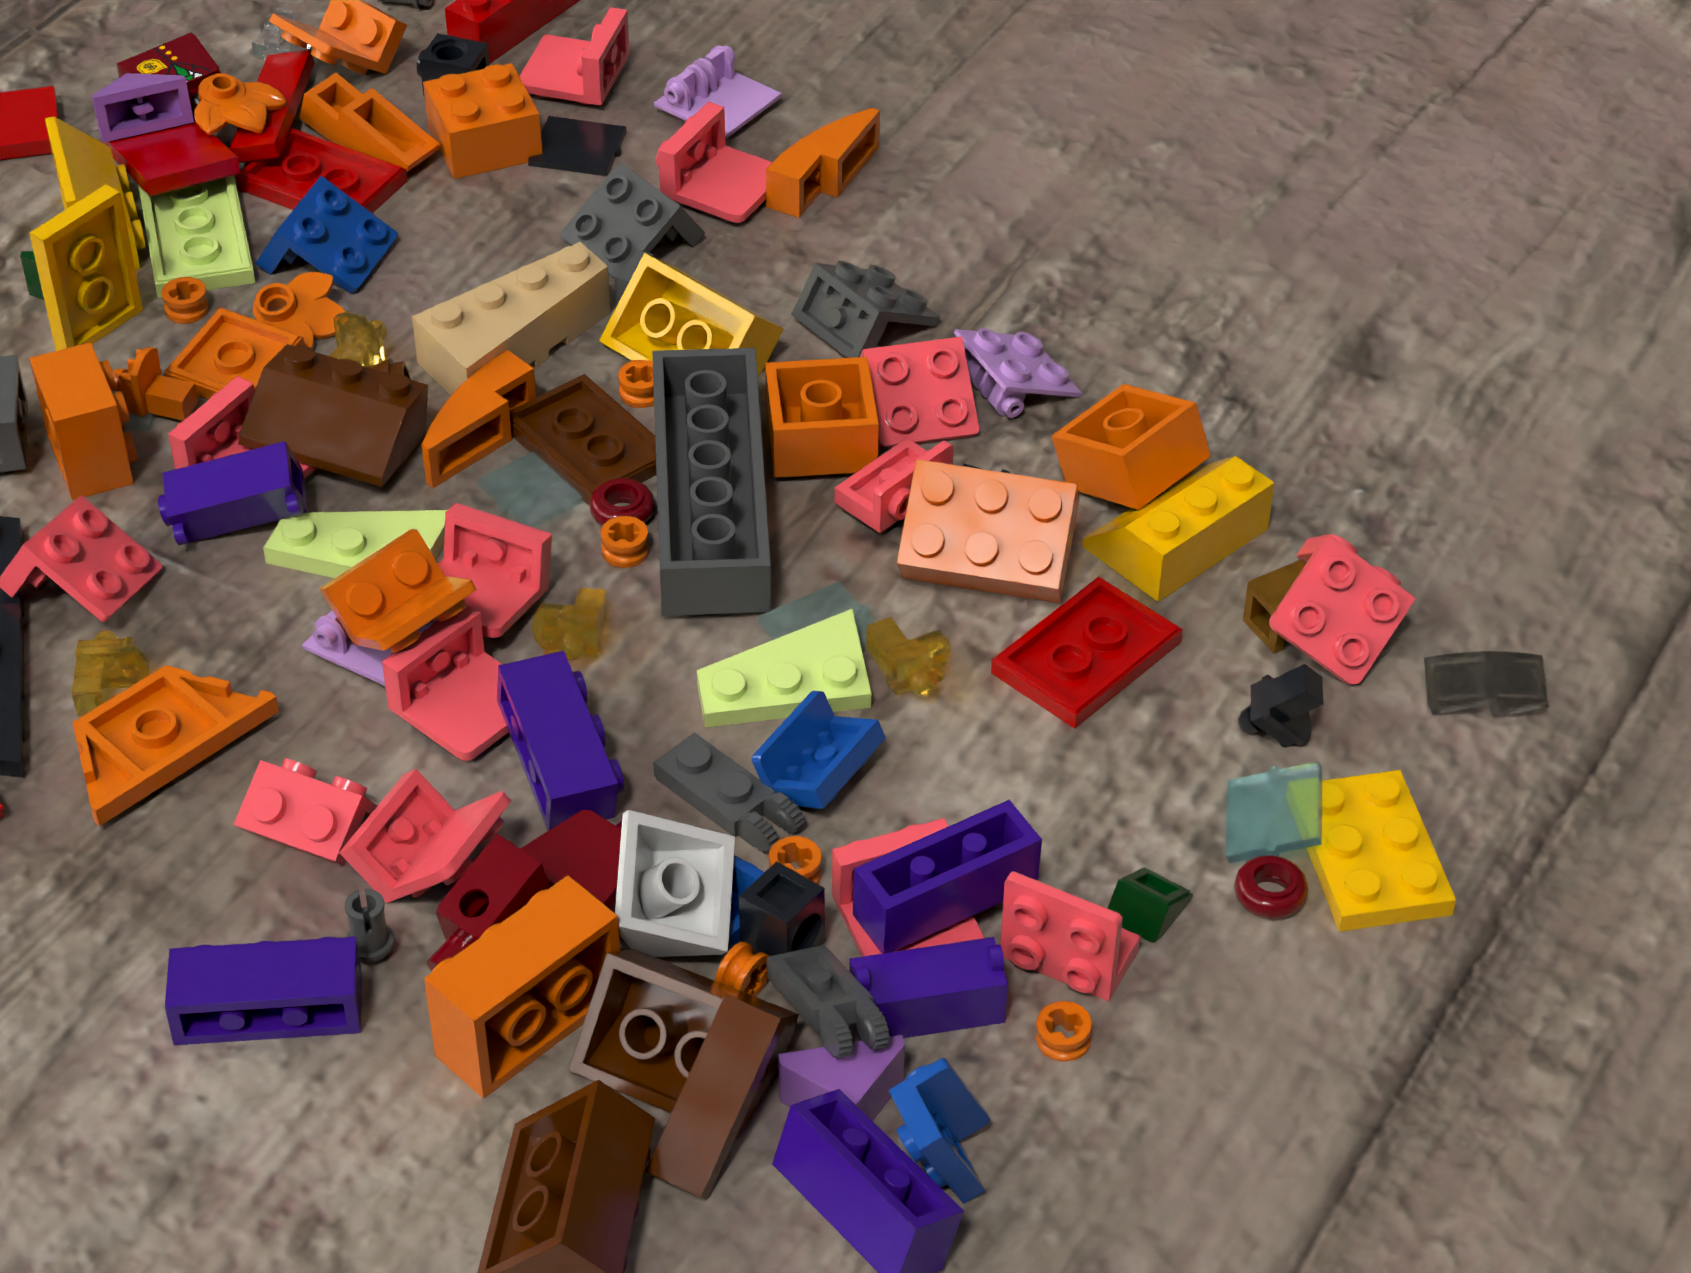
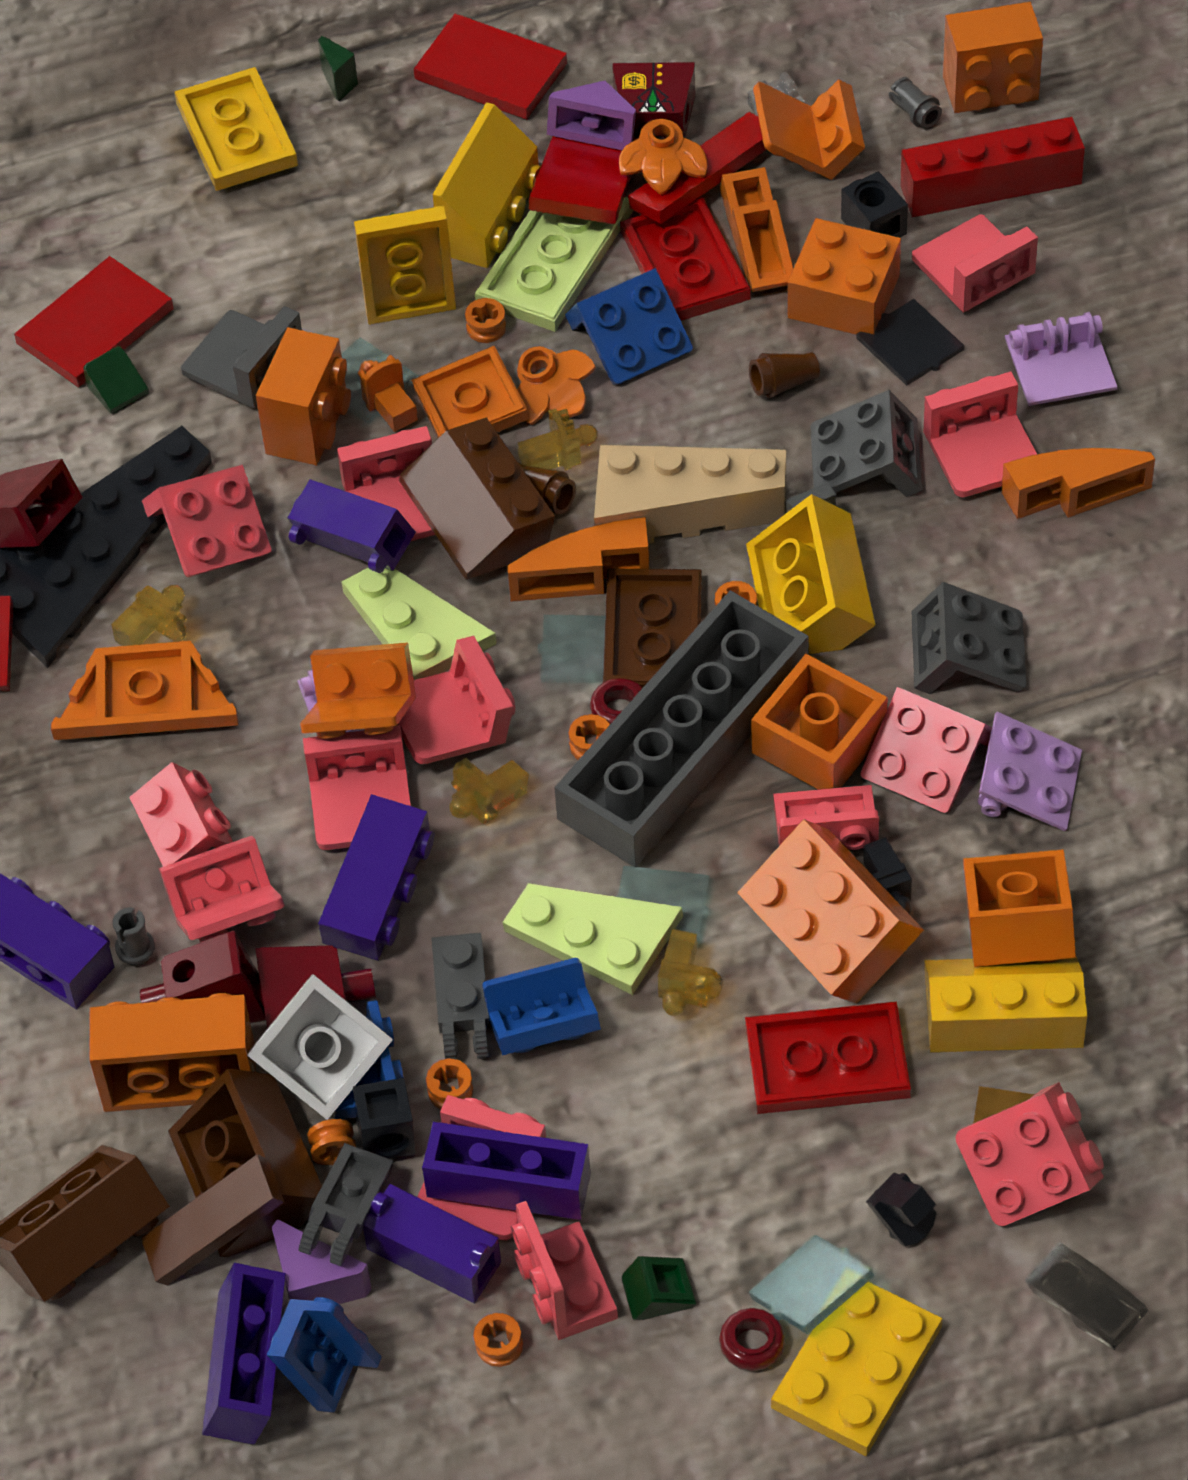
camera: 45 degrees right, 10 degrees up
(496, 210) = (780, 372): none -> reddish brown cone

